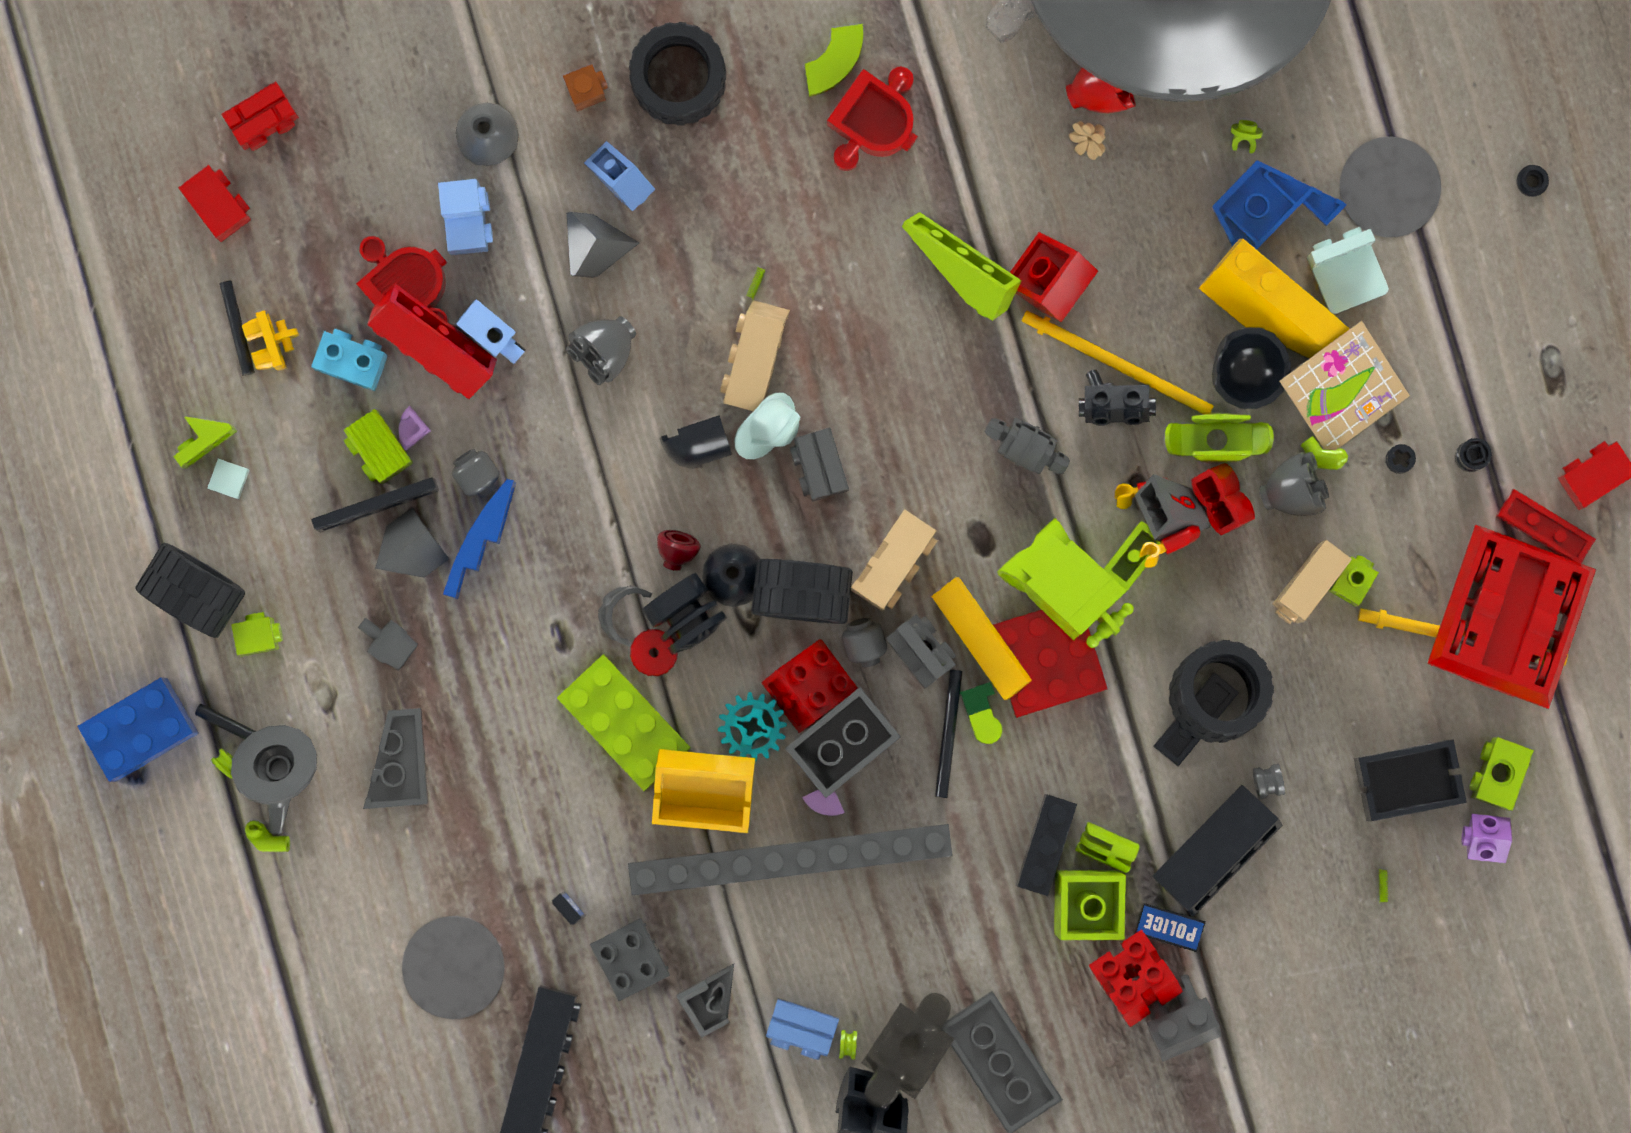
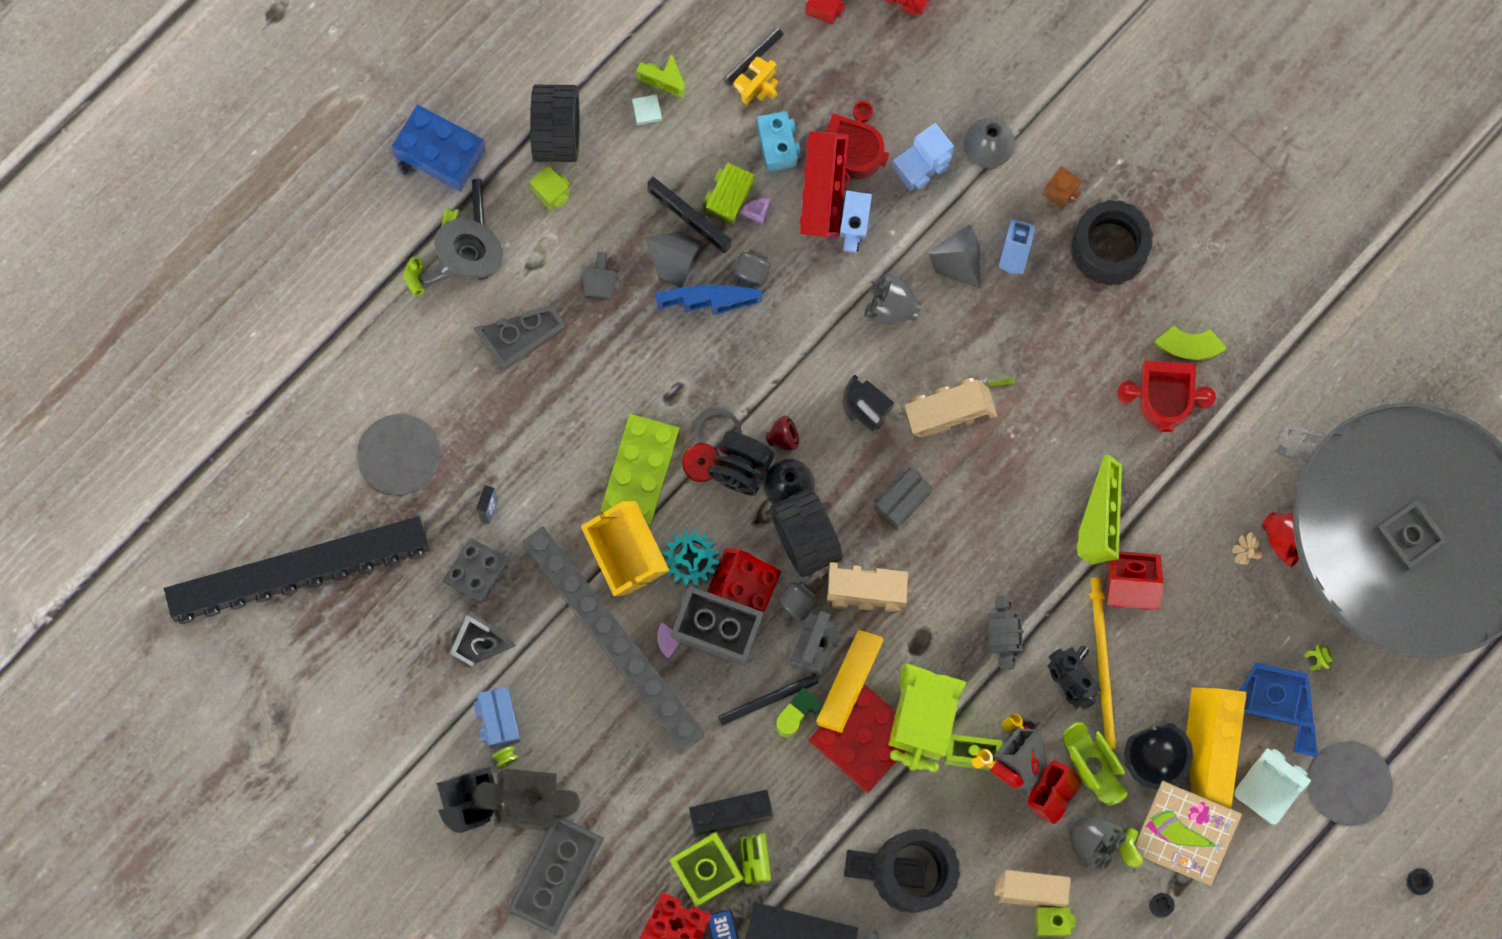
camera: 50 degrees right, 10 degrees down
(768, 426) = (906, 445): light aqua piece -> none

